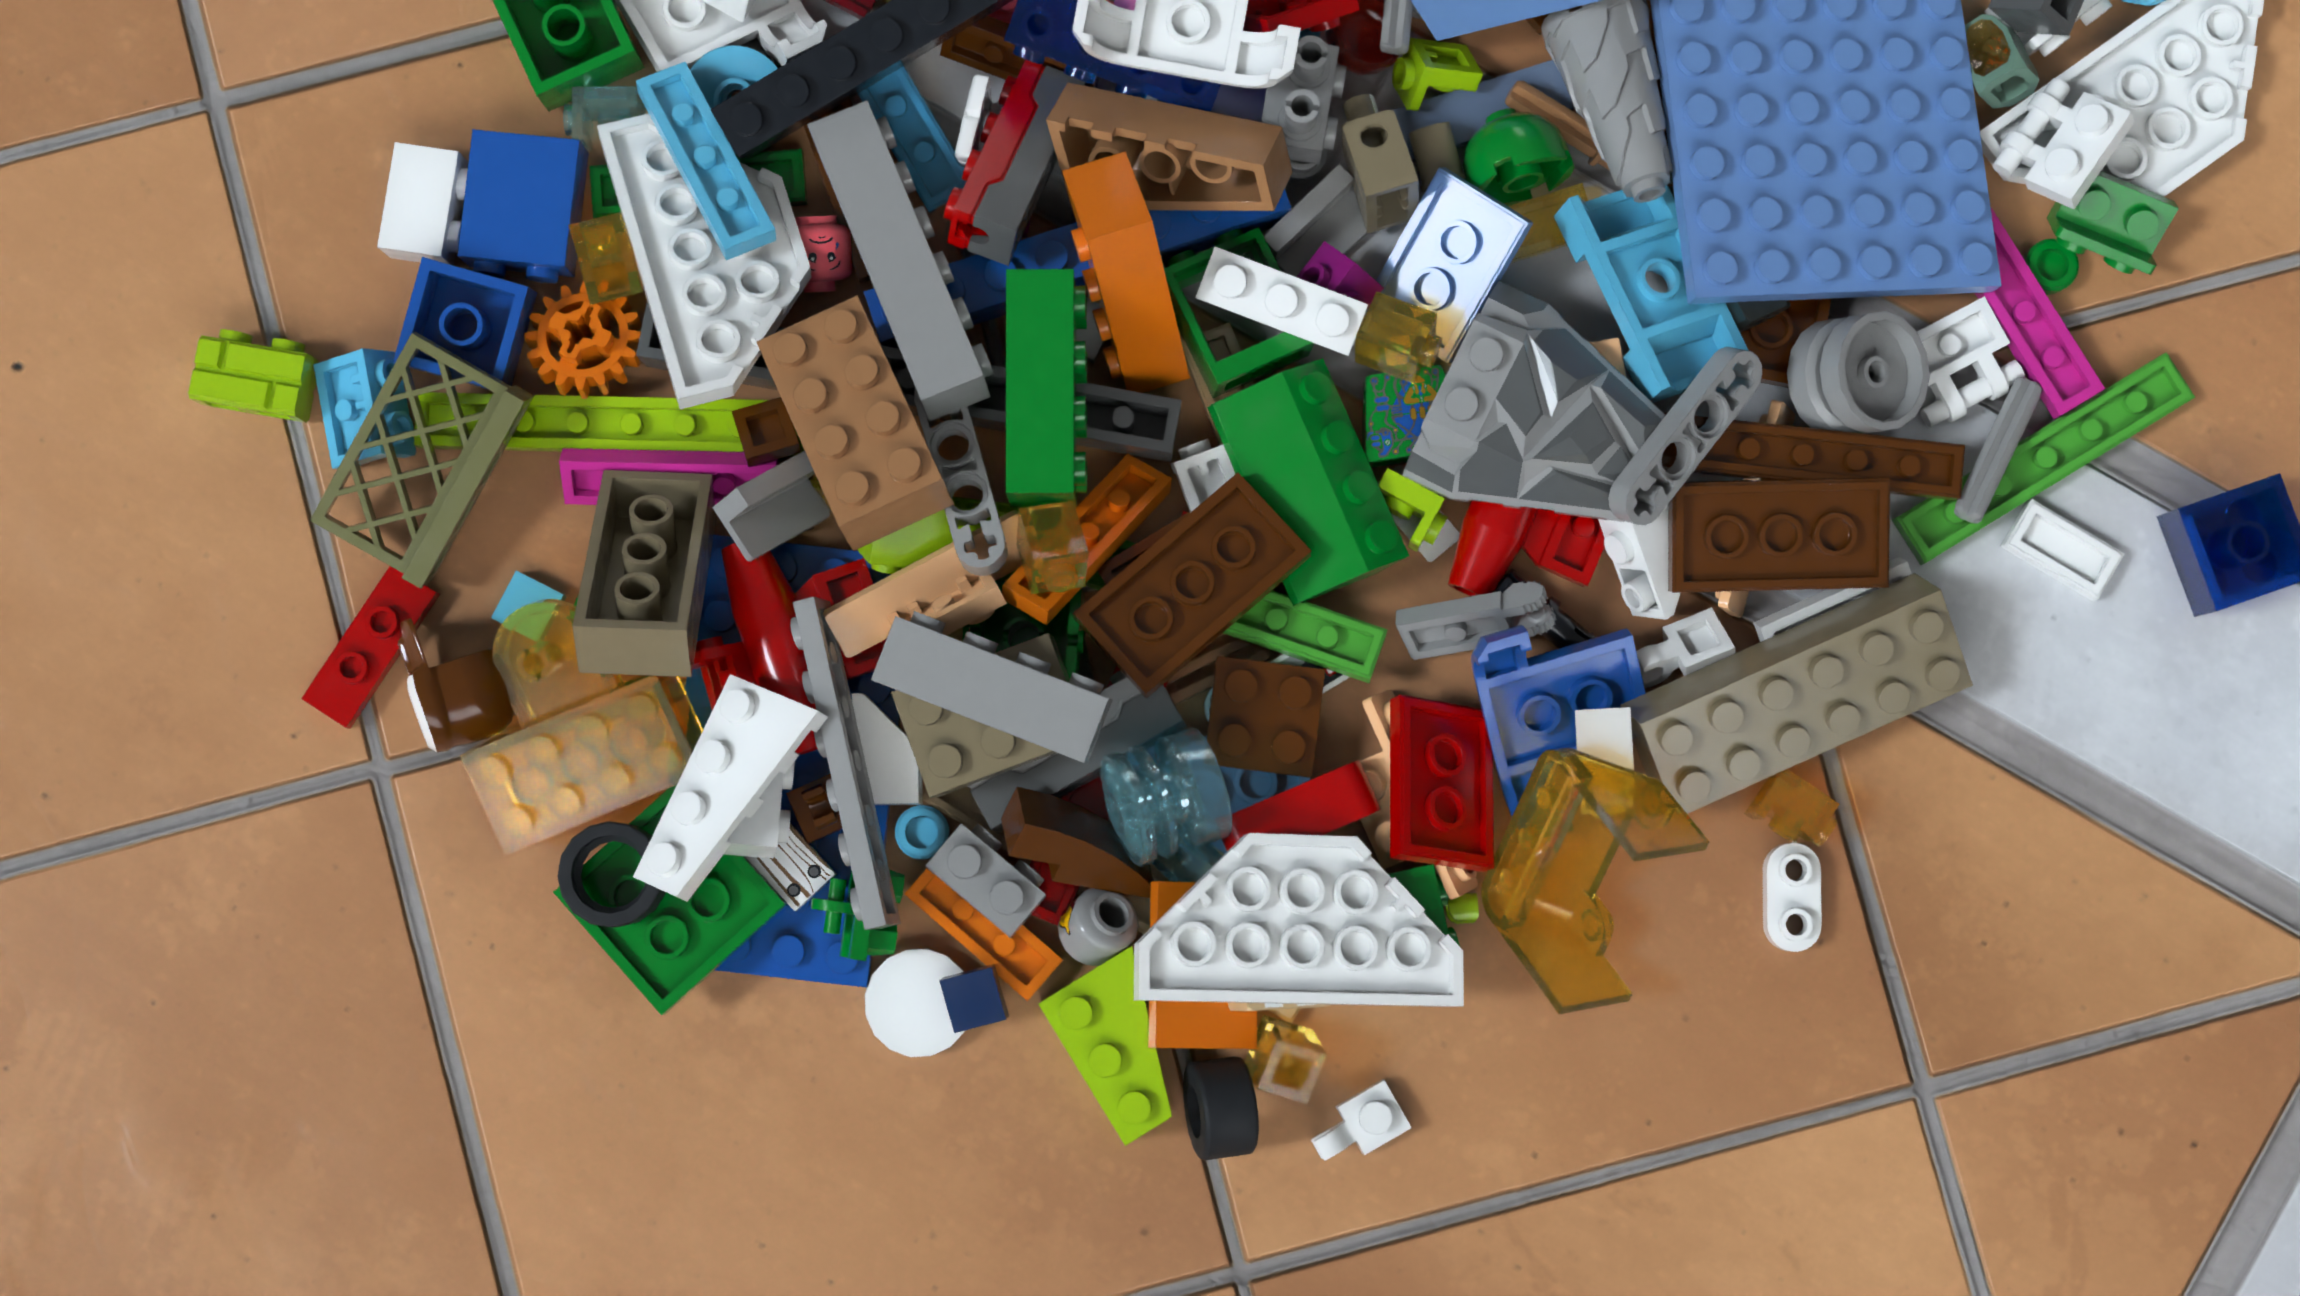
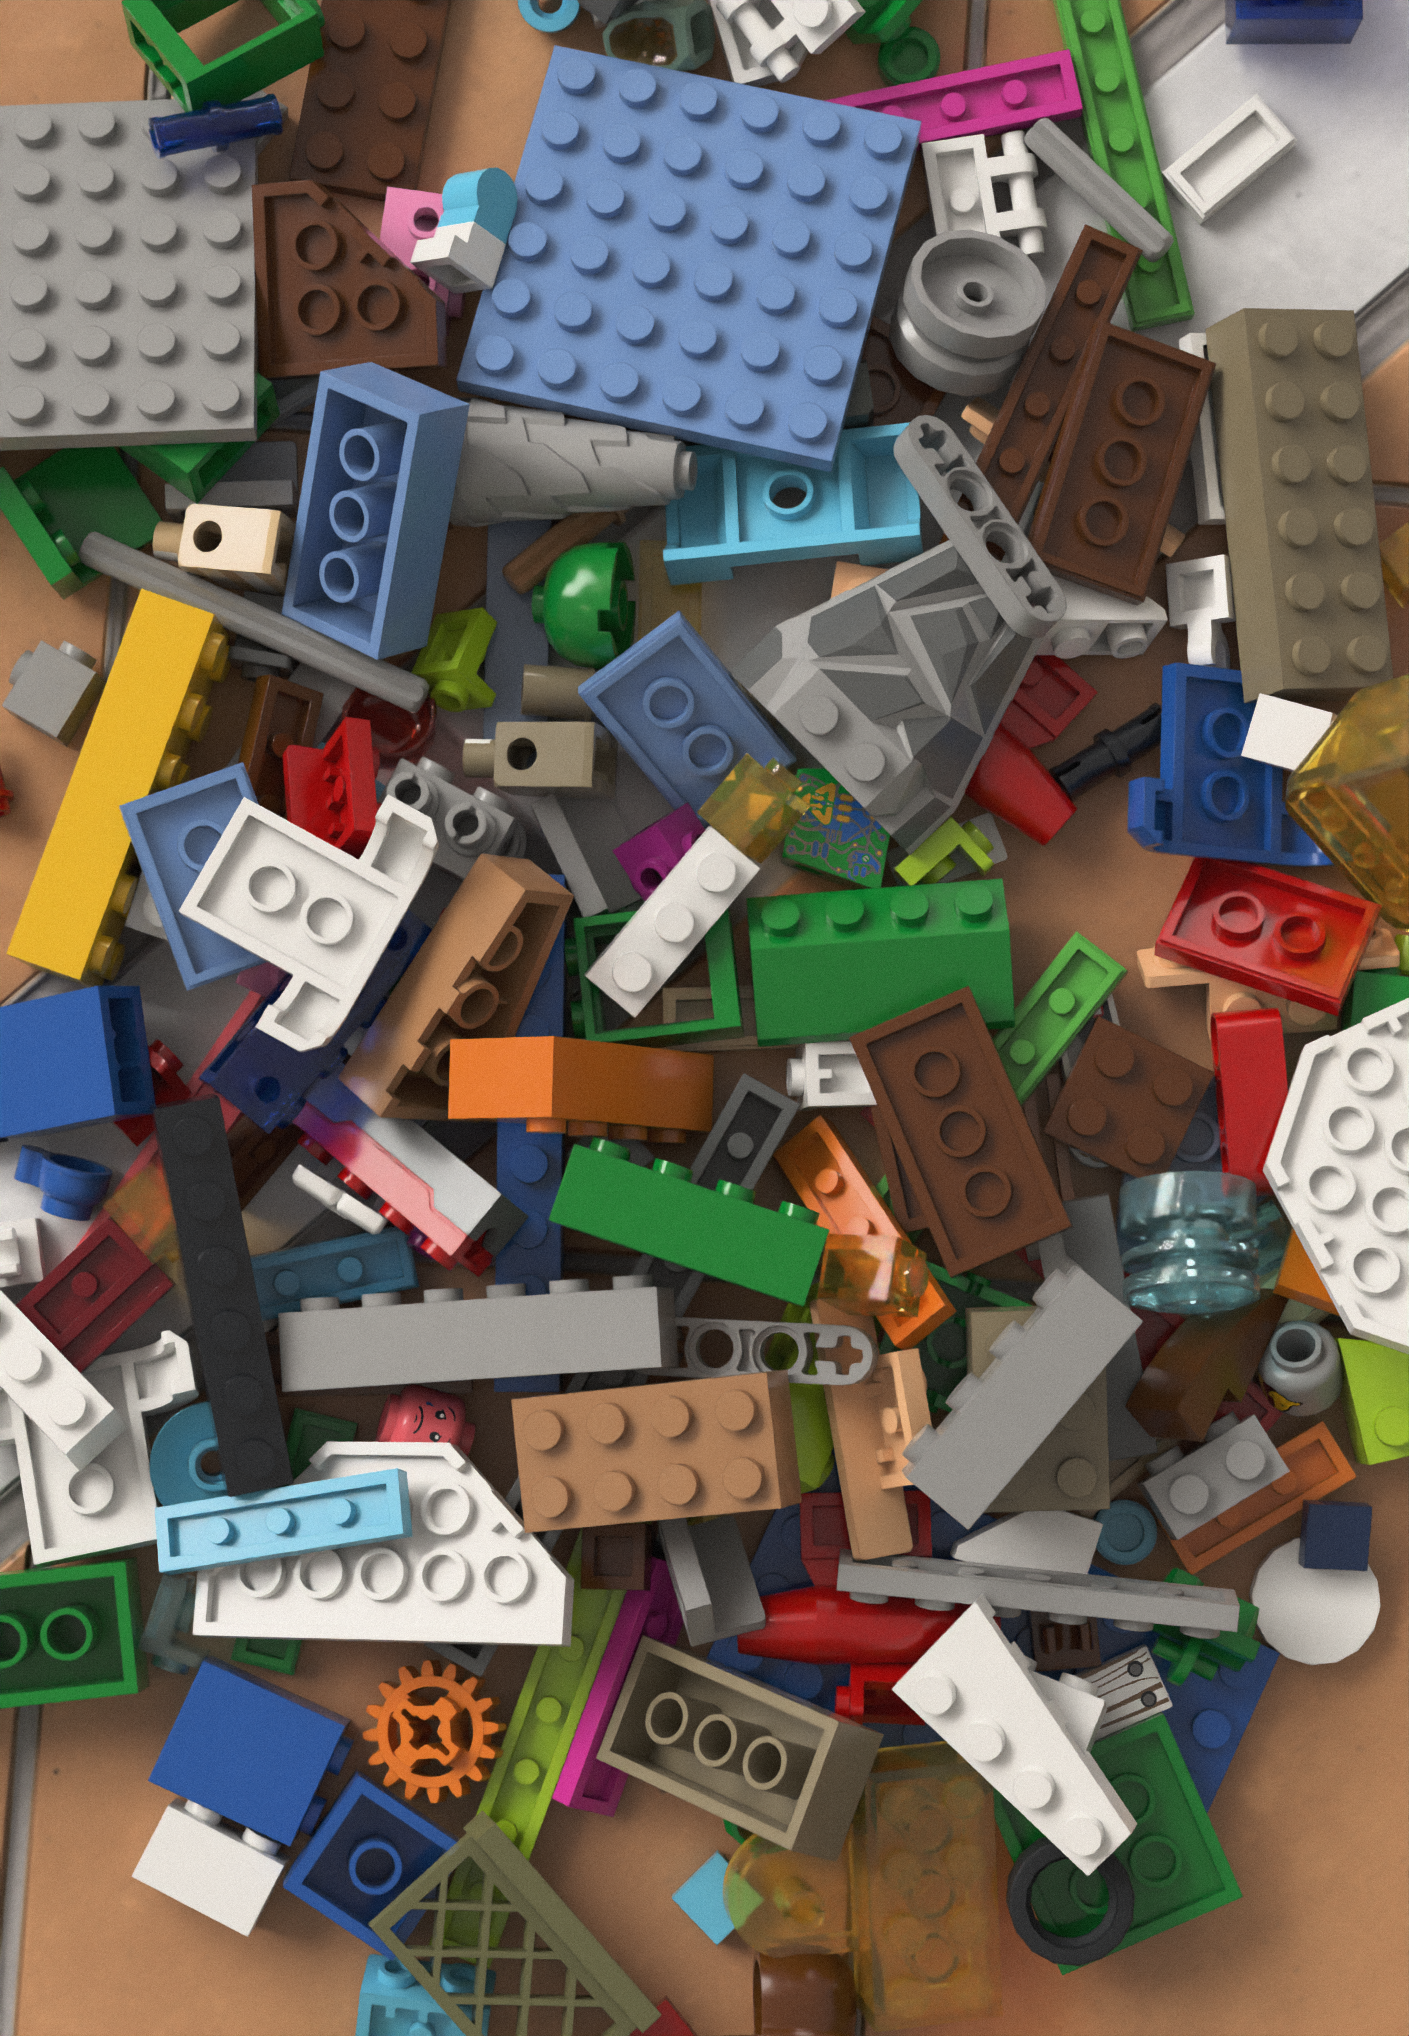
camera: 70 degrees left, 0 degrees up
(605, 258) = (352, 1675): clear yellow brick -> none
(1460, 623) = (1098, 830): light grey hinge -> none

